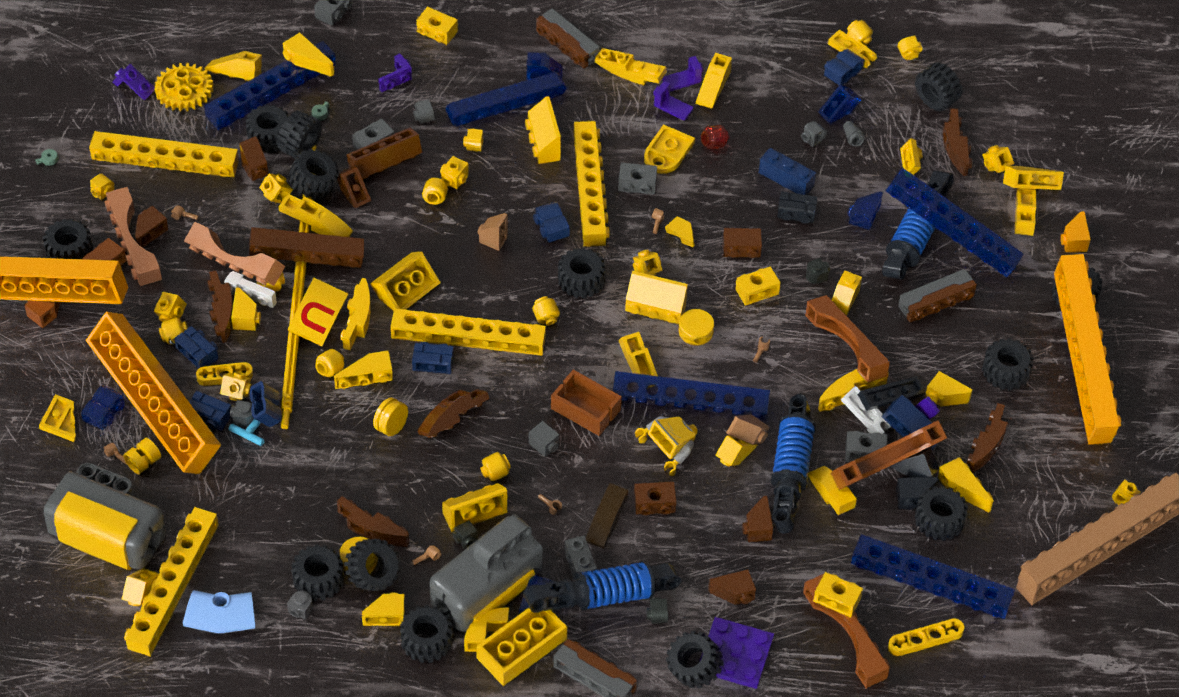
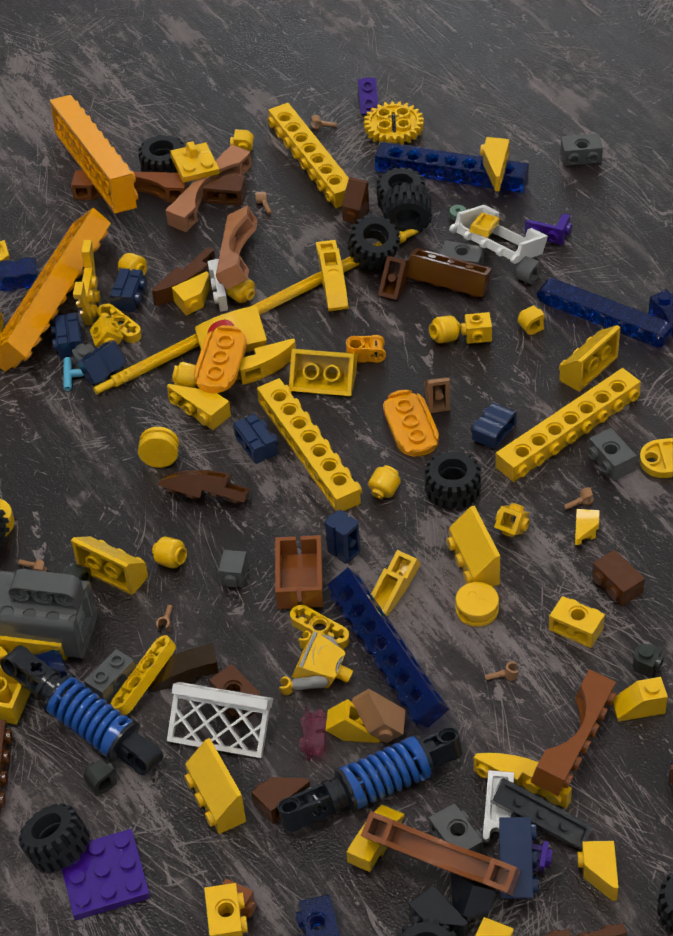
camera: 60 degrees right, 5 degrees down
(48, 157) = (244, 101): sand green piece -> none
(107, 225) = (194, 161): none -> yellow hinge
(128, 130) = (317, 123): none -> medium nougat hand
(169, 307) = (151, 248): yellow brick -> none
(191, 376) = (86, 291): none -> yellow wing
(240, 65) = (449, 137): yellow slope -> none
(275, 187) = (339, 231): yellow brick -> none
(307, 247) = (291, 286): reddish brown brick -> none
(344, 330) = (220, 359): none -> light orange tile
(362, 103) = (484, 224): none -> yellow tile
(371, 527) = (33, 506): reddish brown slope -> none
(399, 90) = (529, 246): none -> white hinge
(408, 243) = (366, 348): none -> light orange piece
(437, 25) = (634, 221): yellow brick -> none
(500, 265) = (411, 423): none -> light orange tile
(579, 357) = (342, 536): none -> dark blue brick
(597, 539) = (157, 655): none -> yellow beam
(621, 421) = (316, 618): none -> yellow beam
(661, 504) = (225, 698): none -> white fence
(717, 471) = (312, 741): none -> clear pink hinge
(727, 548) = (214, 788): none -> yellow slope
(733, 587) = (180, 824): reddish brown slope -> none

